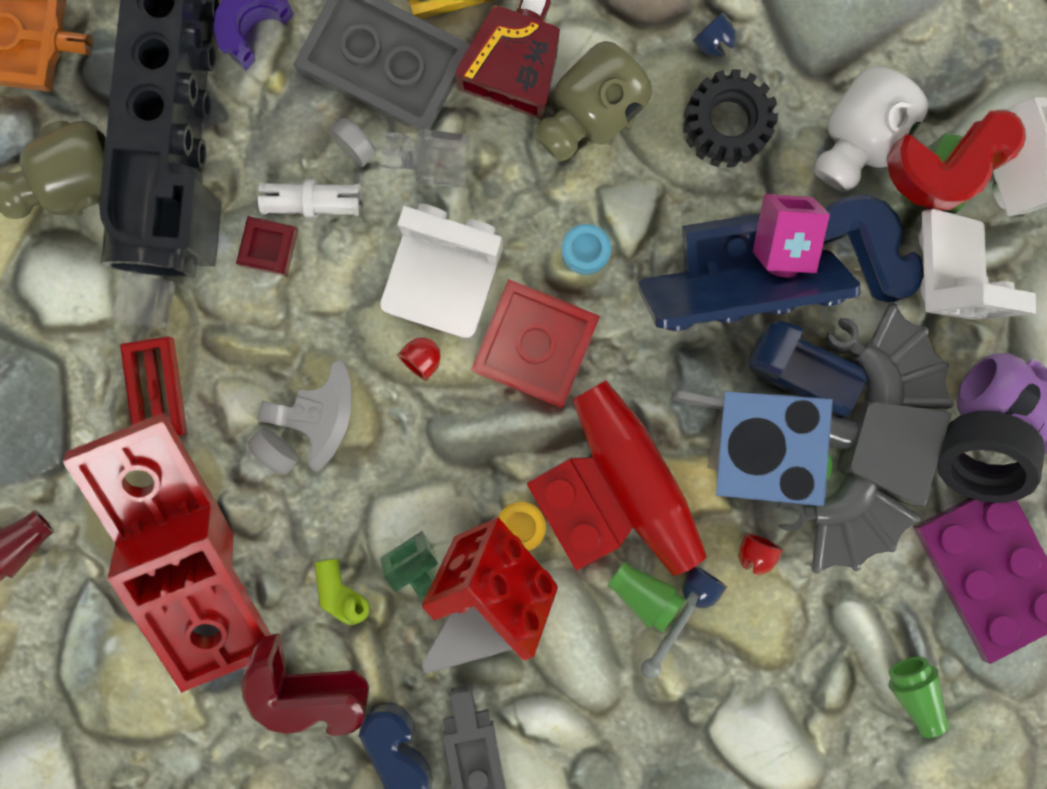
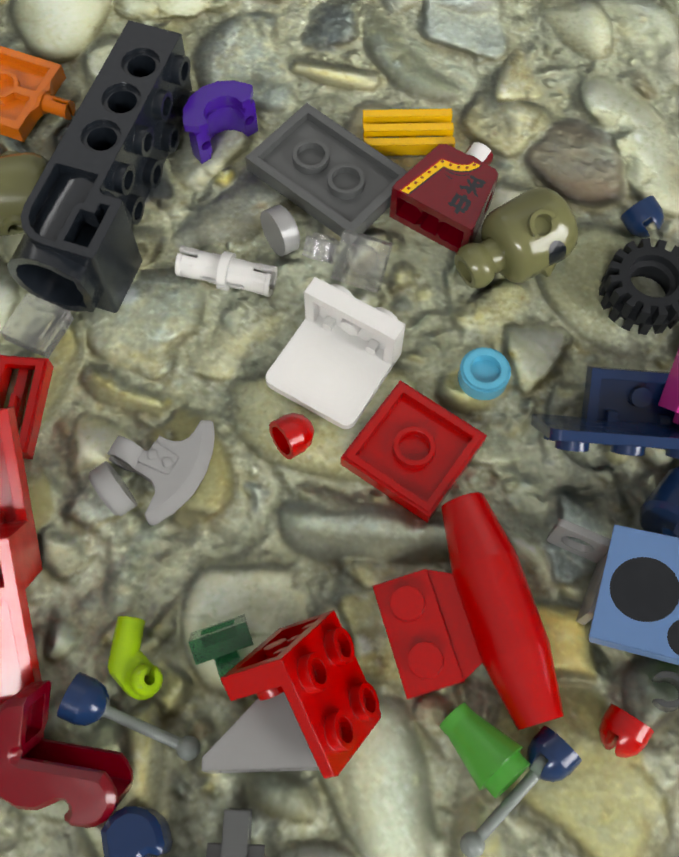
camera: 15 degrees right, 20 degrees down
(267, 246) = (172, 304): dark red tile -> none
(314, 637) = (88, 702): none -> hinge
(525, 522) = (364, 630): yellow tile -> none

